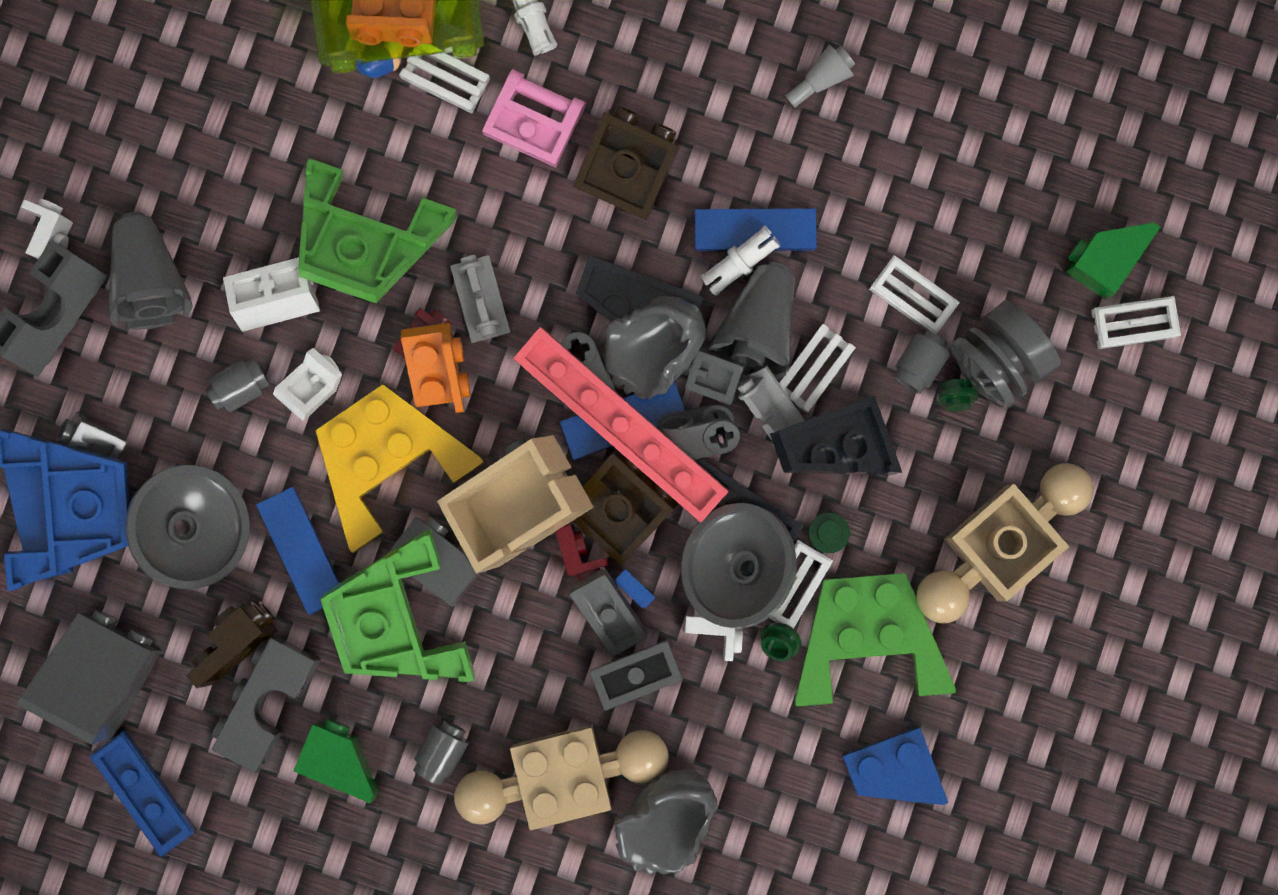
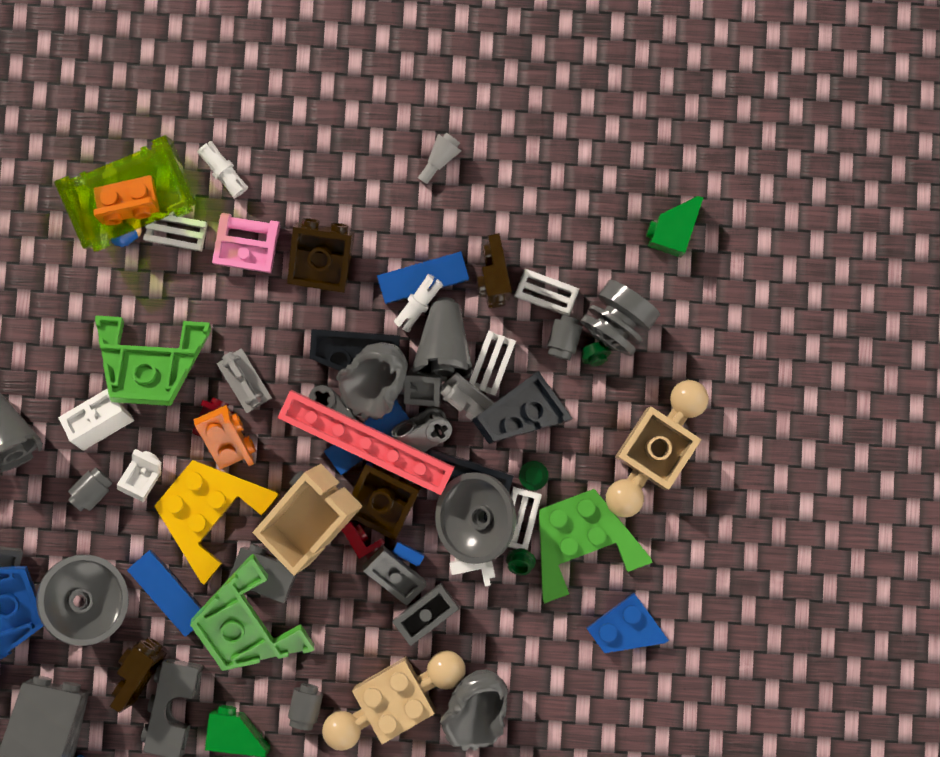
camera: 15 degrees left, 0 degrees up
(851, 259) = (494, 279): none -> dark brown plate
(1102, 327) = (683, 278): white tile -> none

